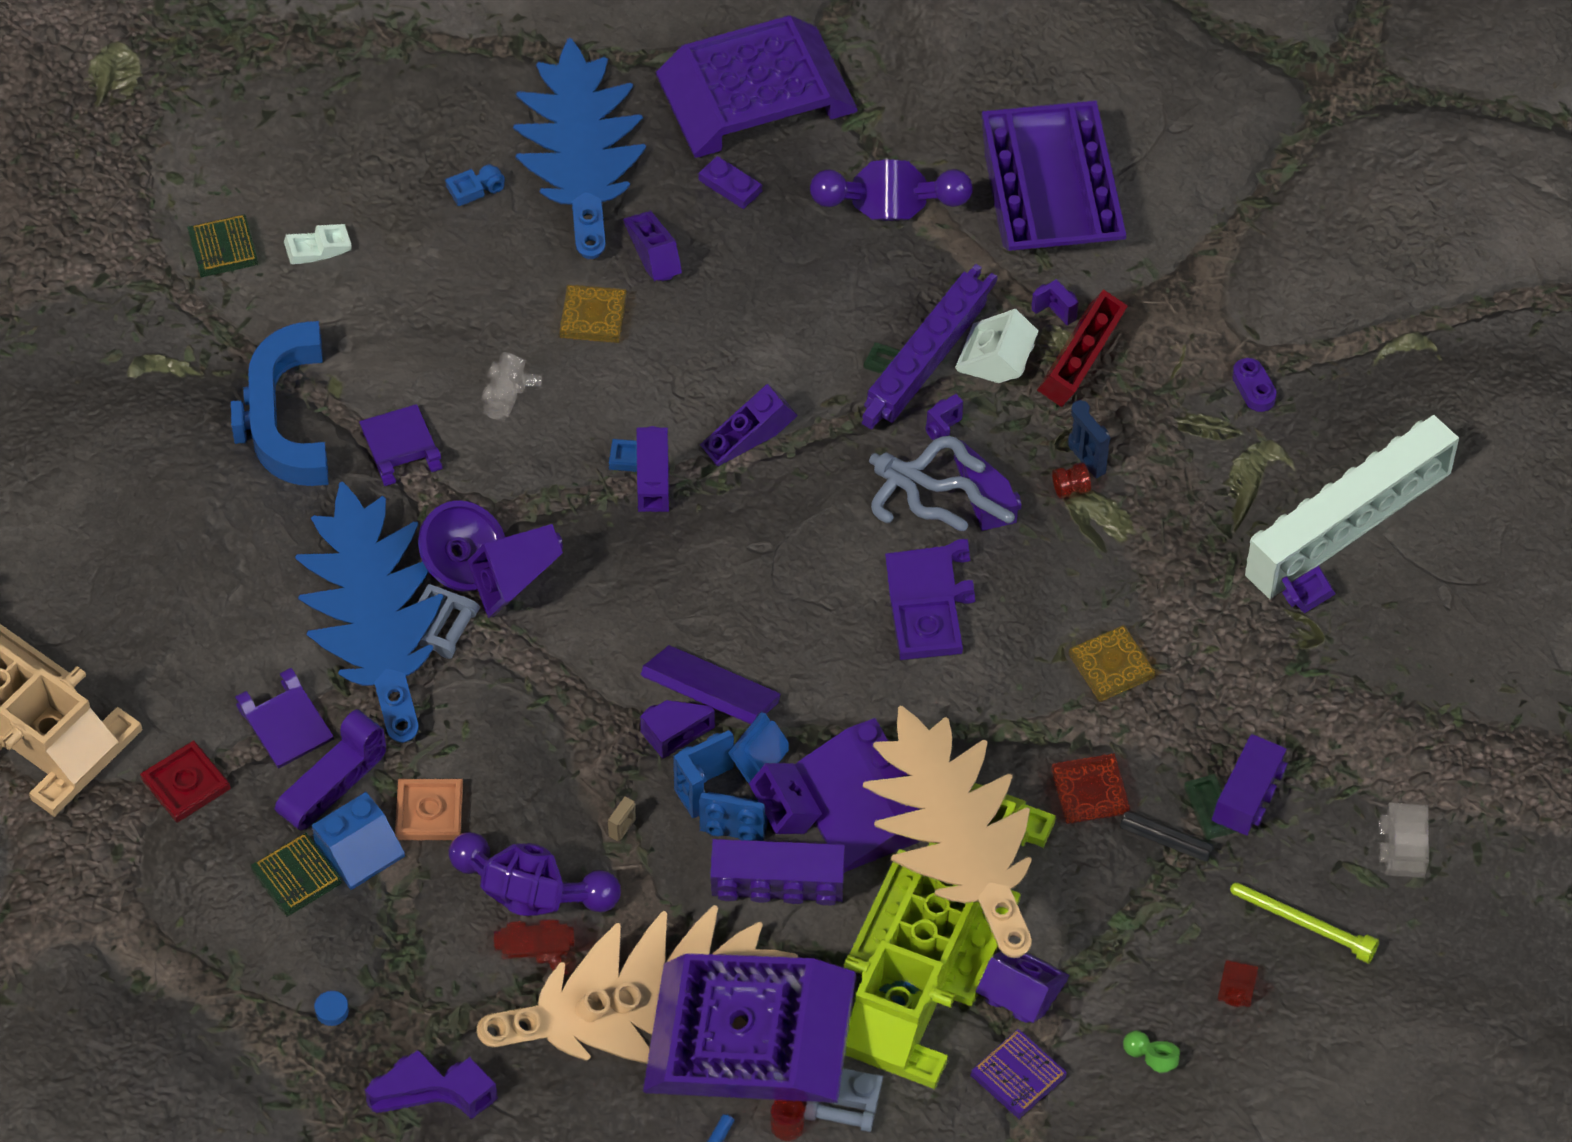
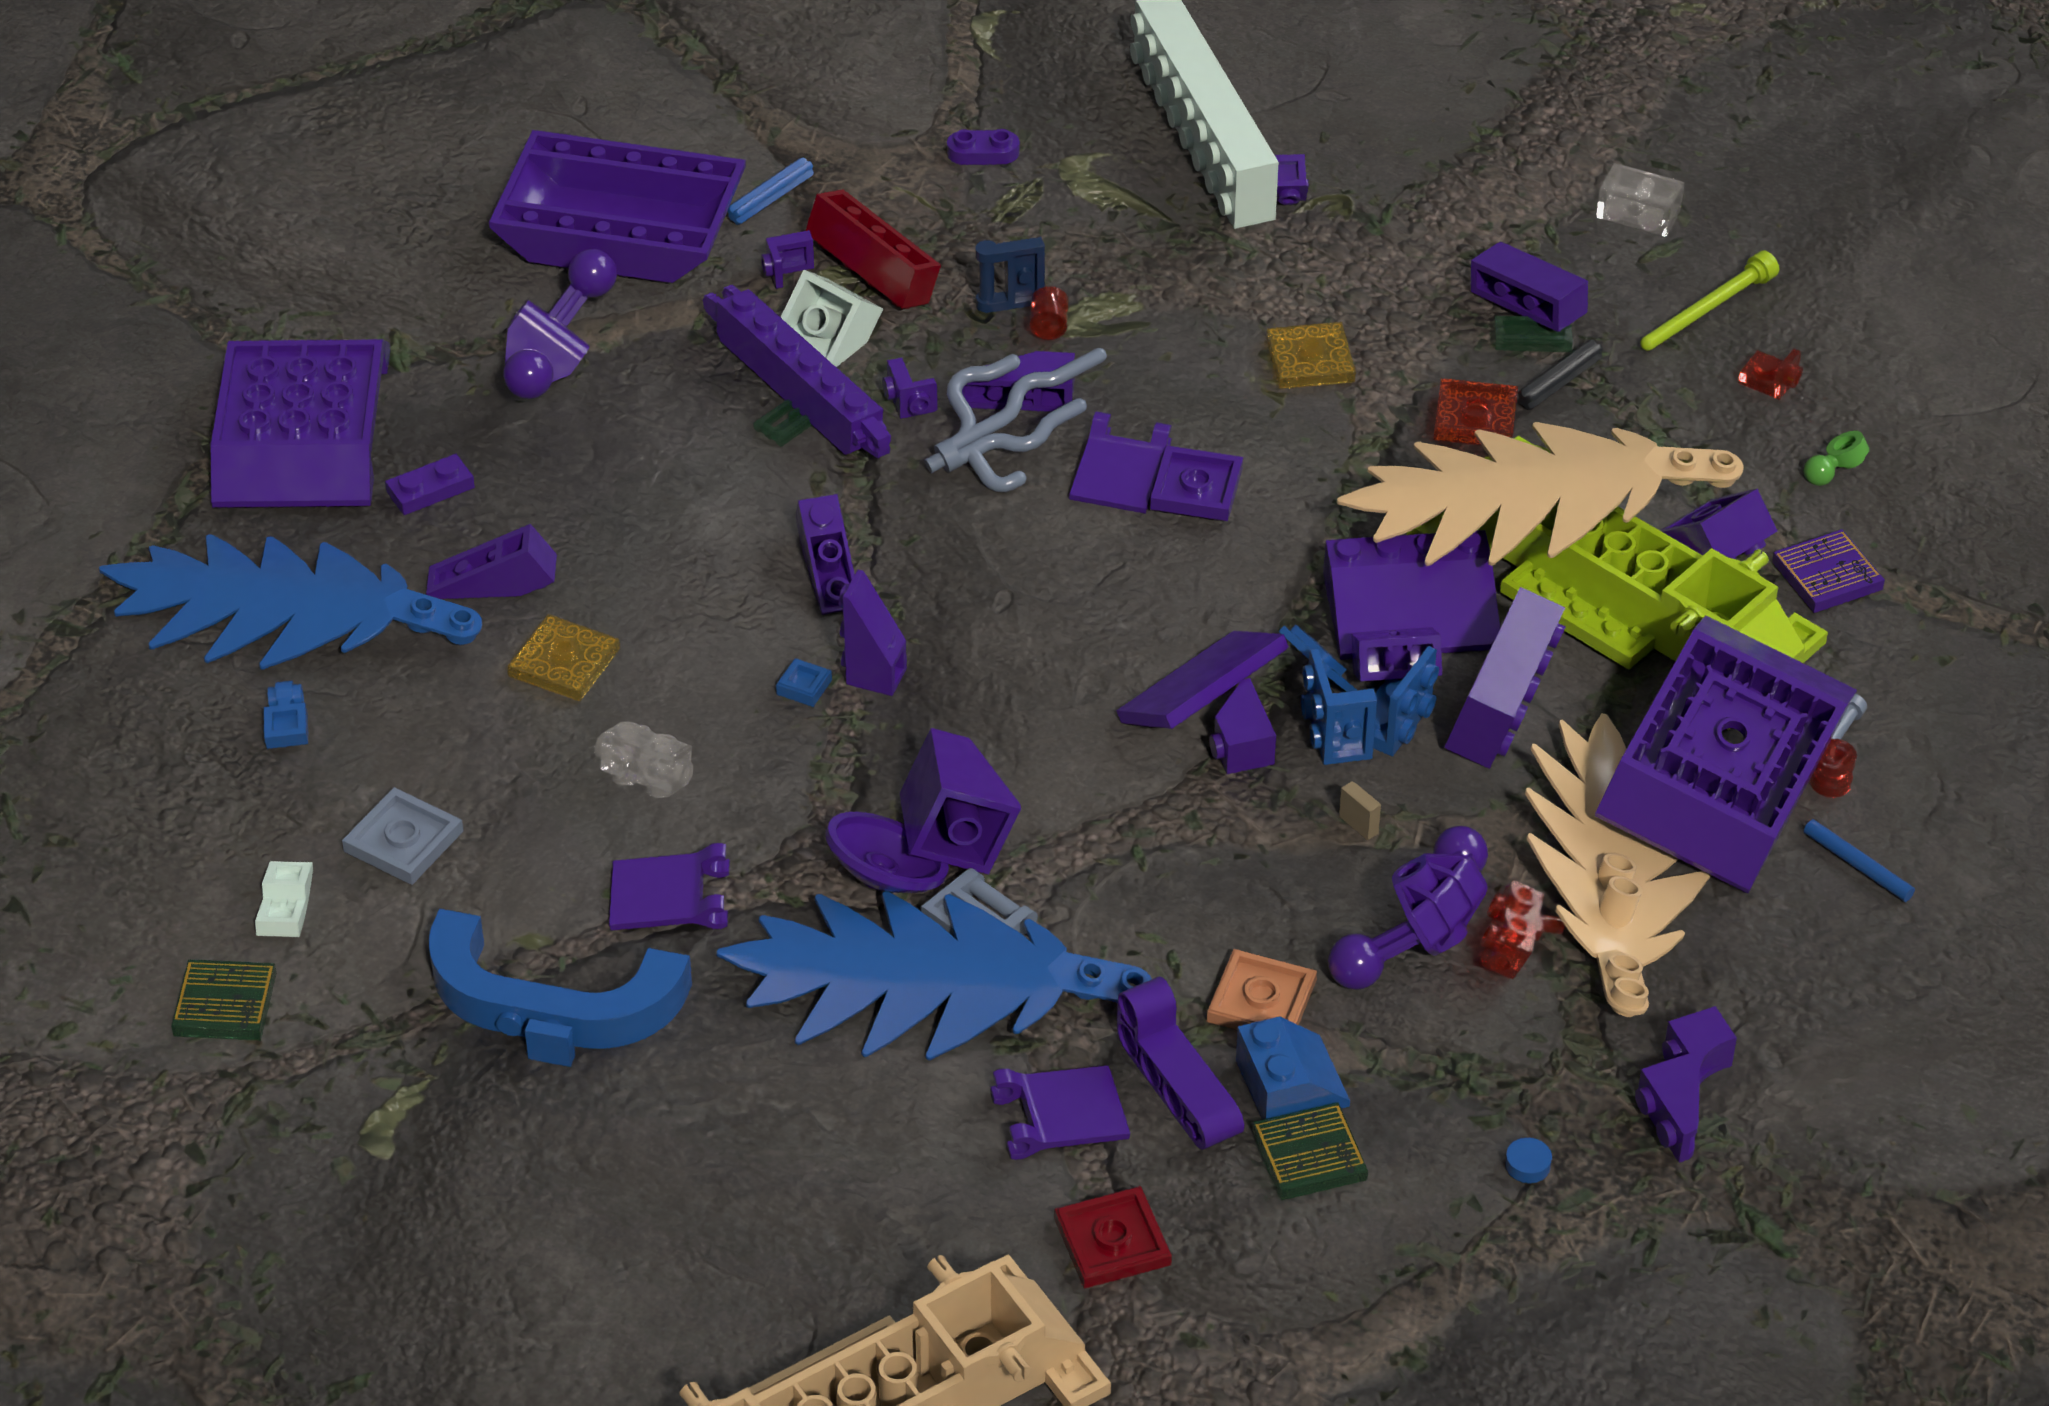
camera: 70 degrees left, 10 degrees down
(391, 283) = (402, 835): none -> sand blue plate
(1133, 269) = (770, 191): none -> blue axle

